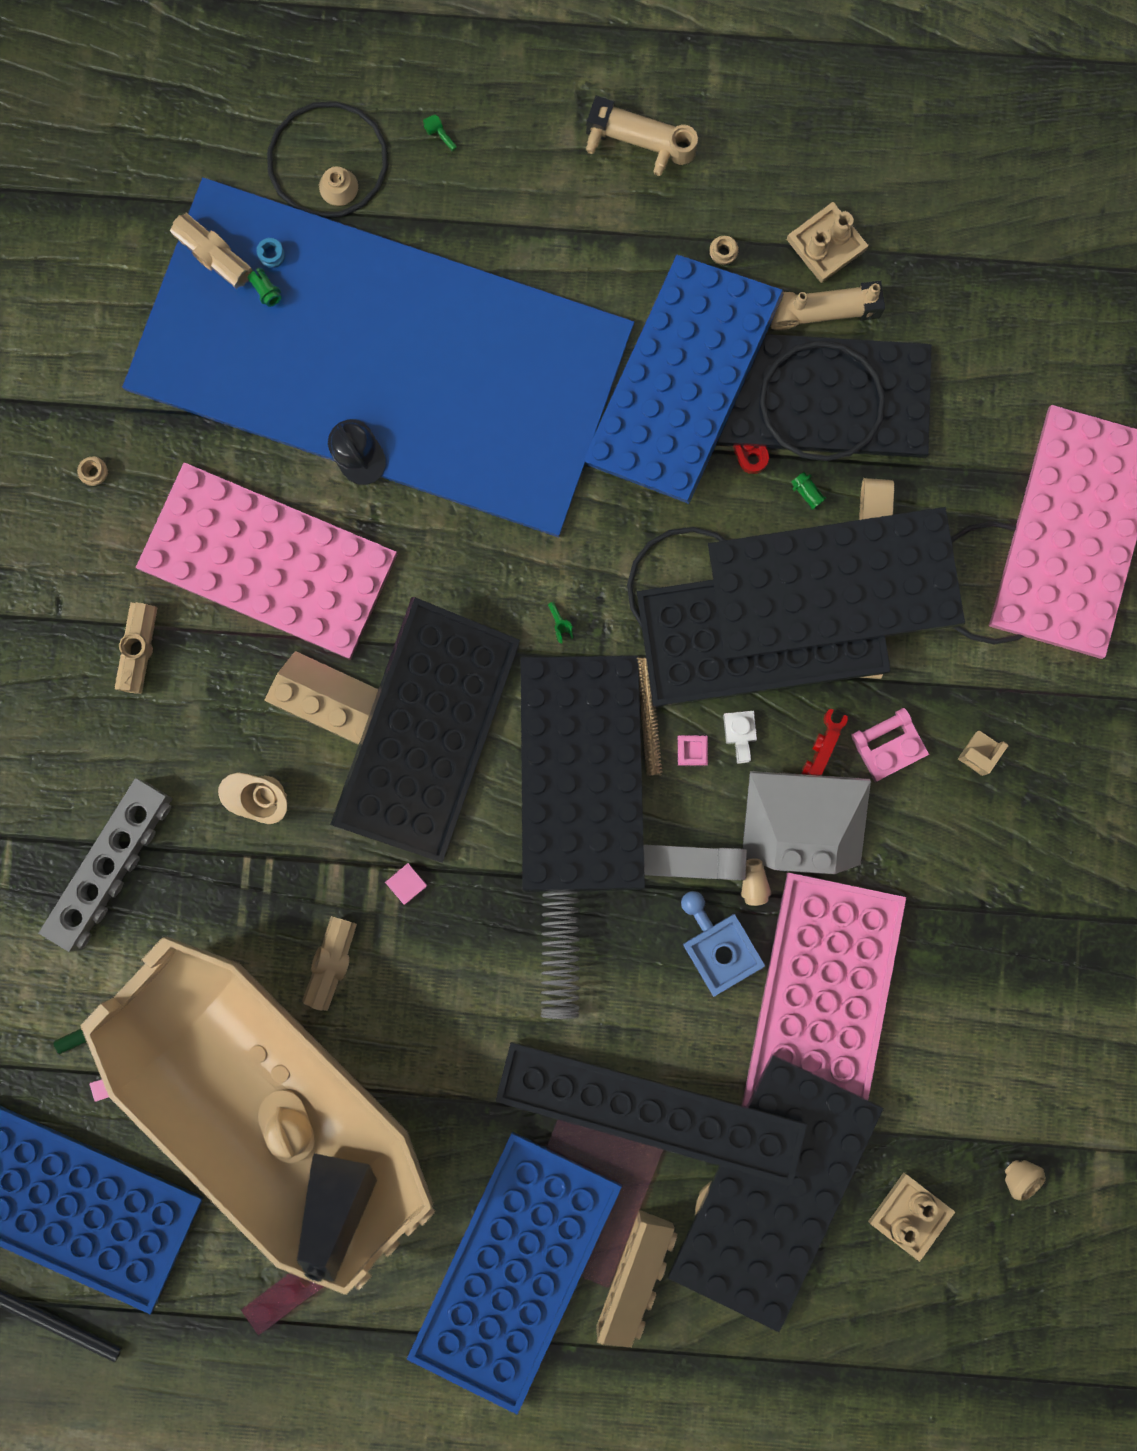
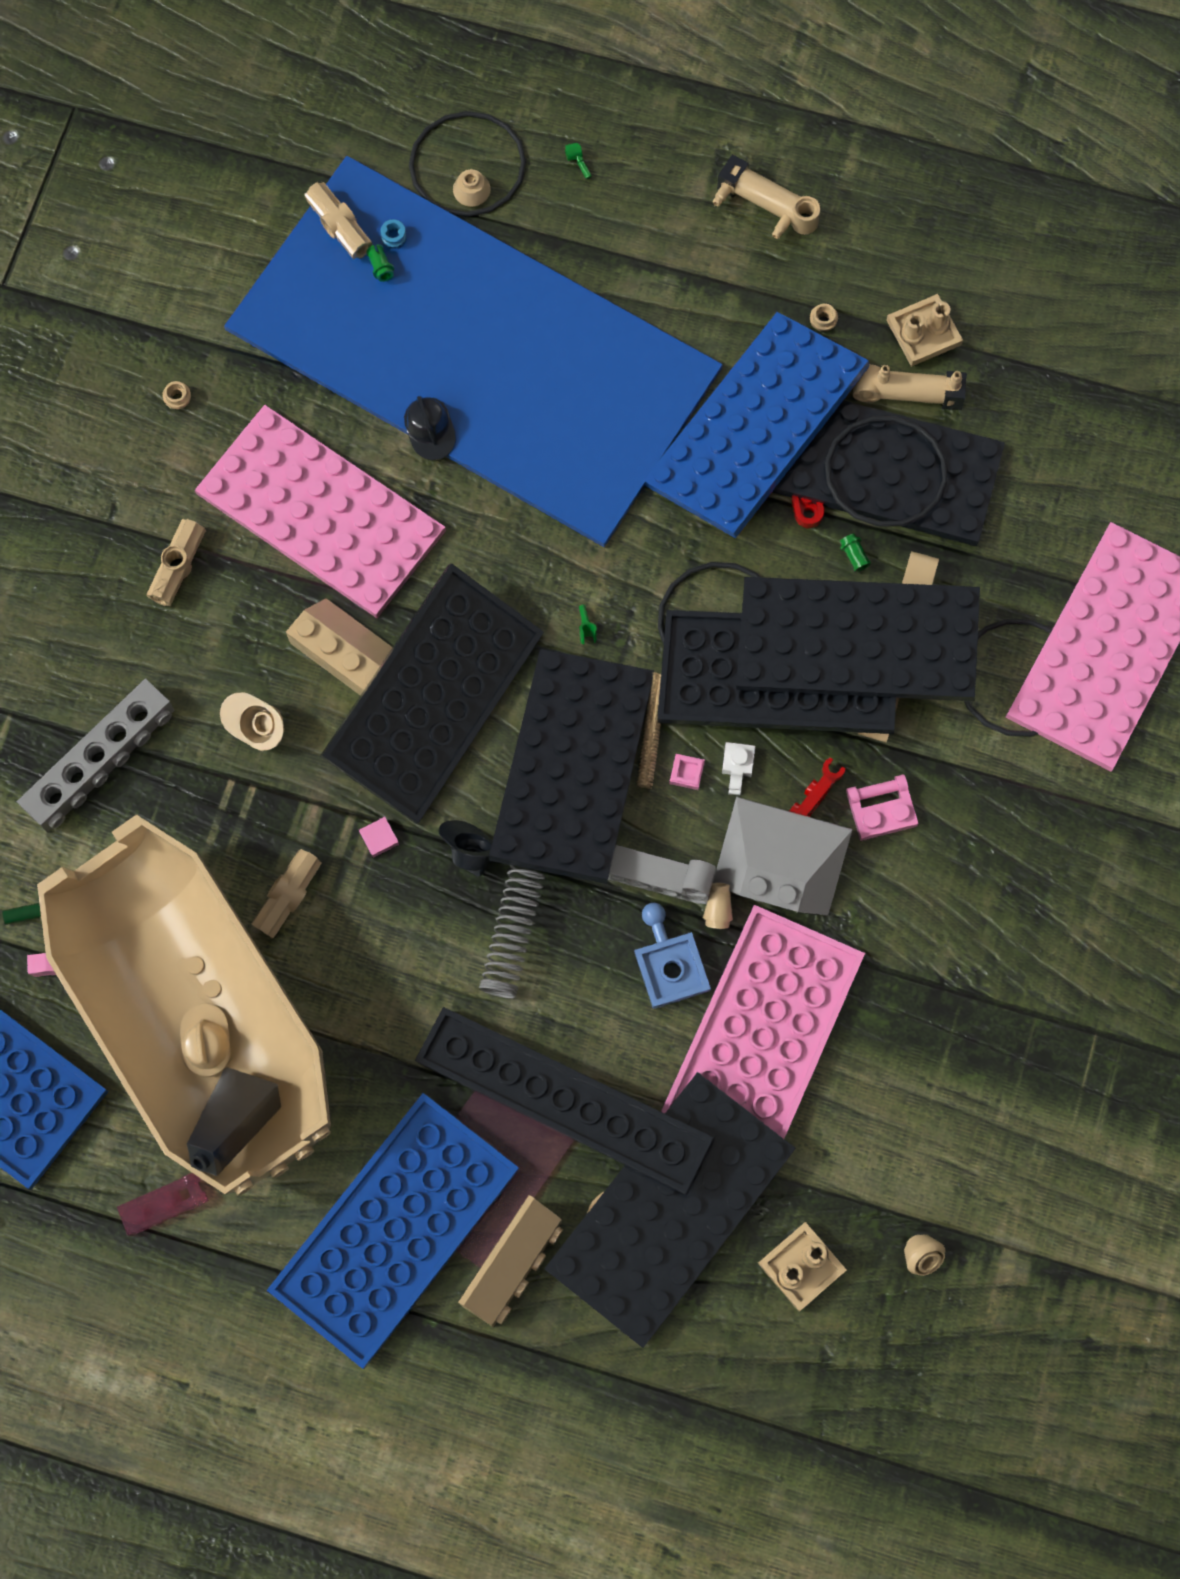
camera: 15 degrees right, 10 degrees down
(496, 873) = (468, 845): none -> black piece
(982, 753) = (971, 834): tan panel -> none

